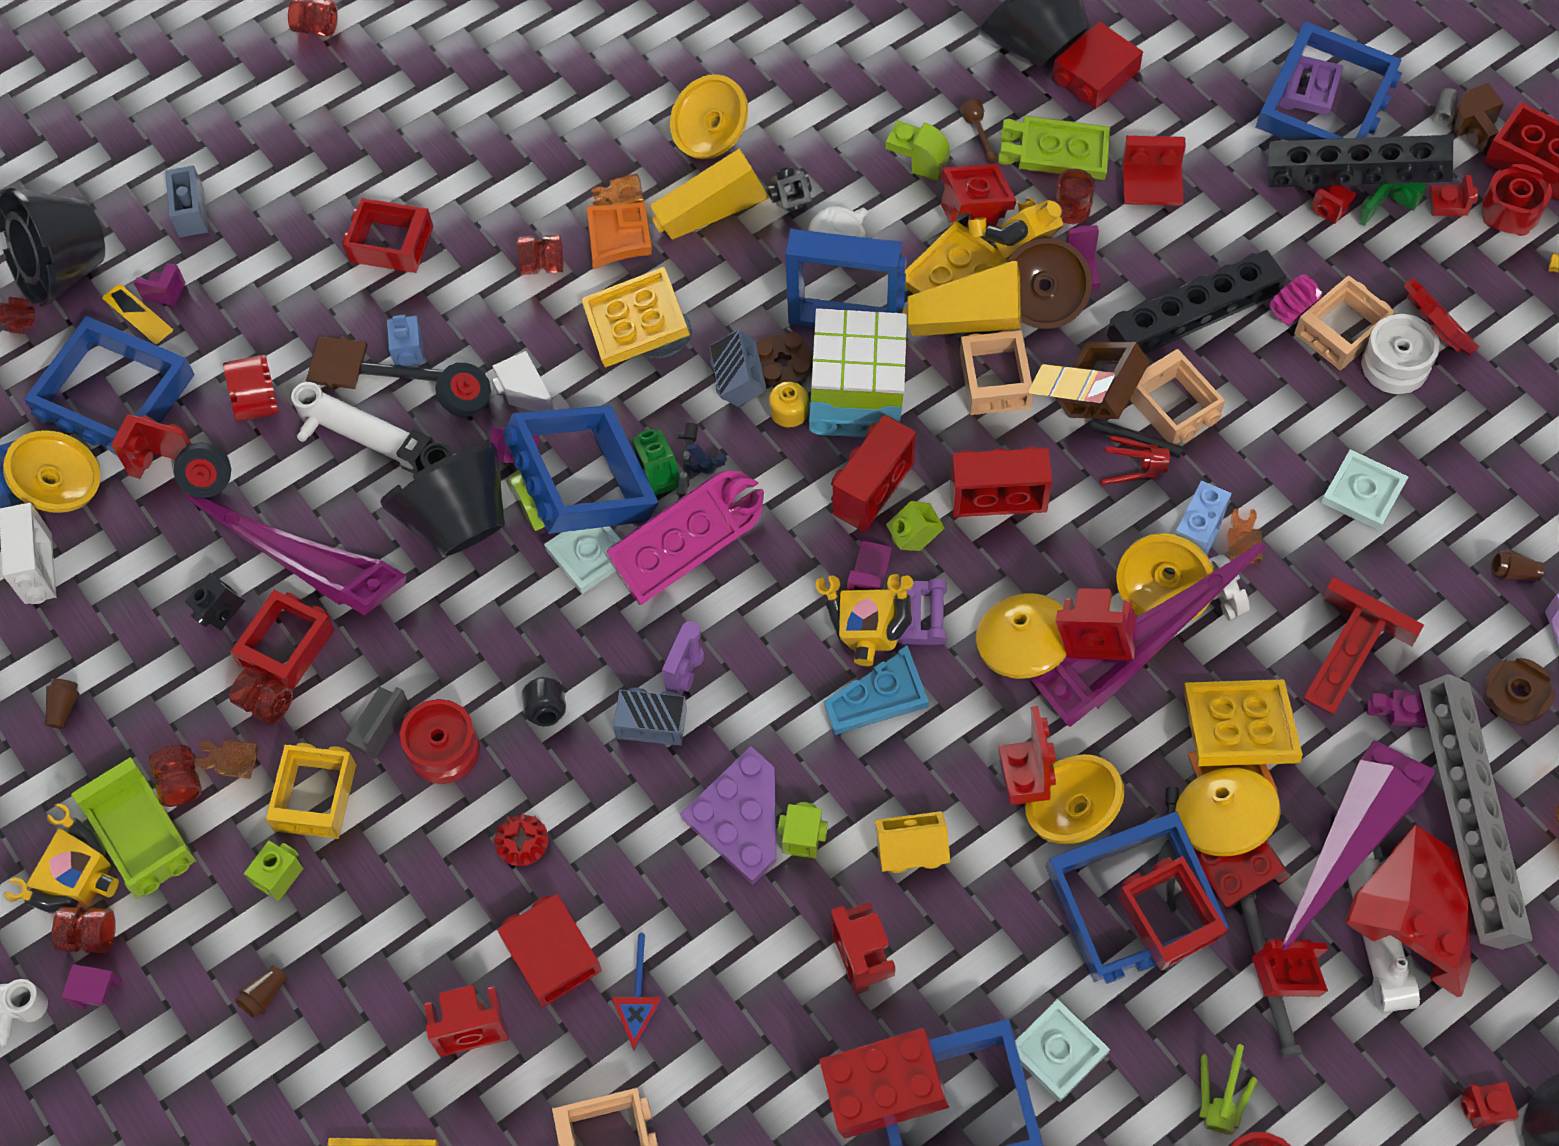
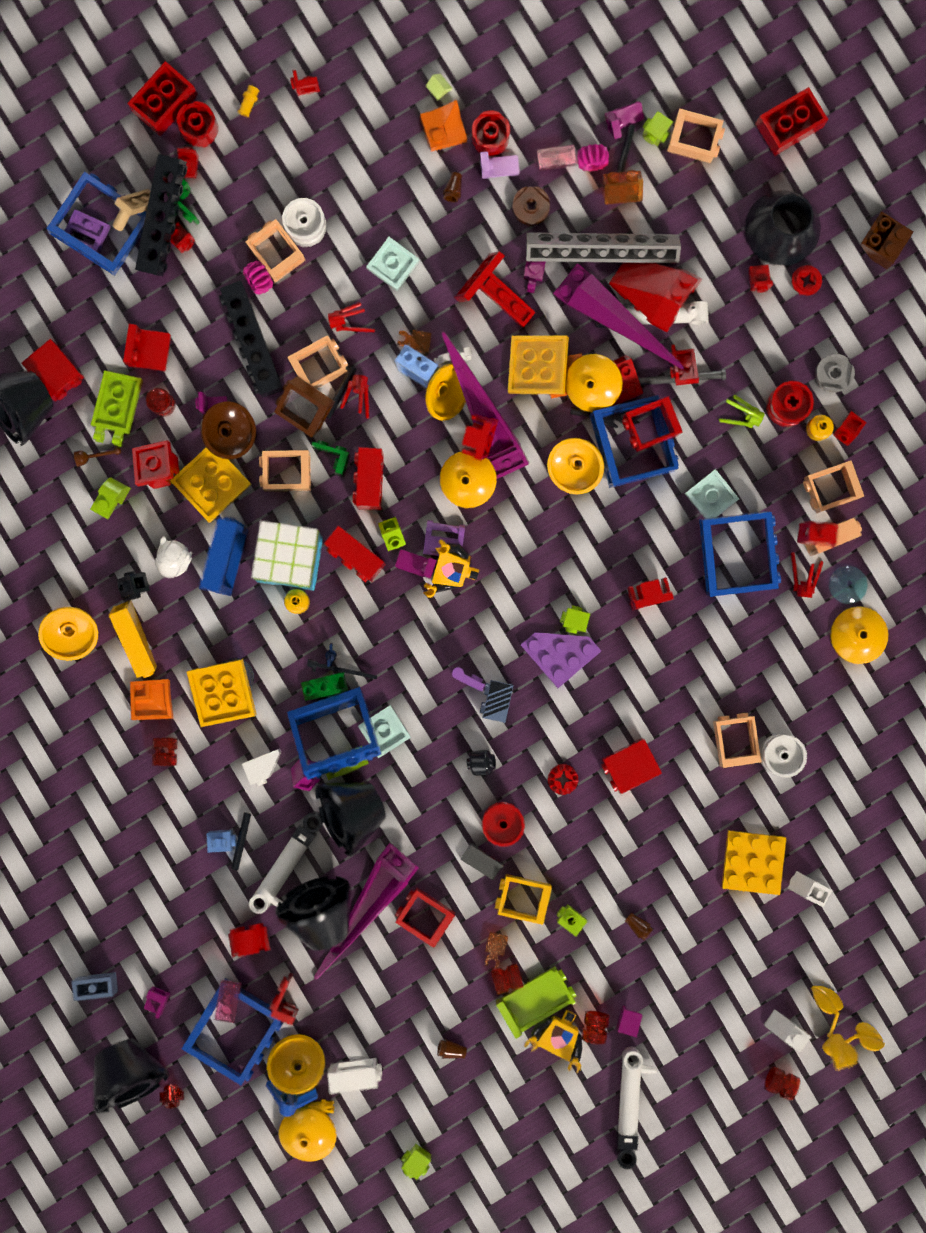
camera: 90 degrees left, 25 degrees up
(137, 314) = (174, 1017): yellow sticker -> none
(155, 363) = (227, 1001): none -> clear pink plate
(202, 470) = (304, 969): black wheel -> none
(214, 602) = (397, 958): black brick -> none
(259, 694) = (461, 929): clear red wheel -> none
(288, 470) = (318, 912): none -> black cone
(337, 362) = (227, 885): reddish brown piece -> none
(394, 214) = (141, 832): red window -> none
(463, 389) = (262, 804): black wheel -> none
(465, 1021) = (671, 813): red panel -> none
(622, 191) = (119, 694): clear orange plate -> none
(637, 1010) = (666, 720): piece -> none
(685, 534) = (381, 671): dark pink plate -> none
(737, 368) = (267, 631): sand blue brick -> none
(785, 346) = (254, 611): reddish brown plate -> none
(879, 696) = (496, 568): dark azure wing -> none
(883, 1083) = (731, 590): red brick -> none
(912, 842) = (590, 559): yellow brick -> none
(969, 305) = (241, 475): yellow slope -> none
(1019, 441) = (340, 463): none -> green bracket
(1028, 765) = (552, 489): red bracket -> none
(1029, 223) = (187, 436): torso -> none
(1071, 383) = (309, 426): yellow sticker -> none
(1255, 421) = (337, 319): none -> red plant
(1363, 110) = (130, 205): none -> tan piece
(1442, 321) = (284, 192): red plate -> none
(1446, 106) = (113, 149): light grey piece -> none
(1476, 116) = (125, 135): reddish brown brick -> none

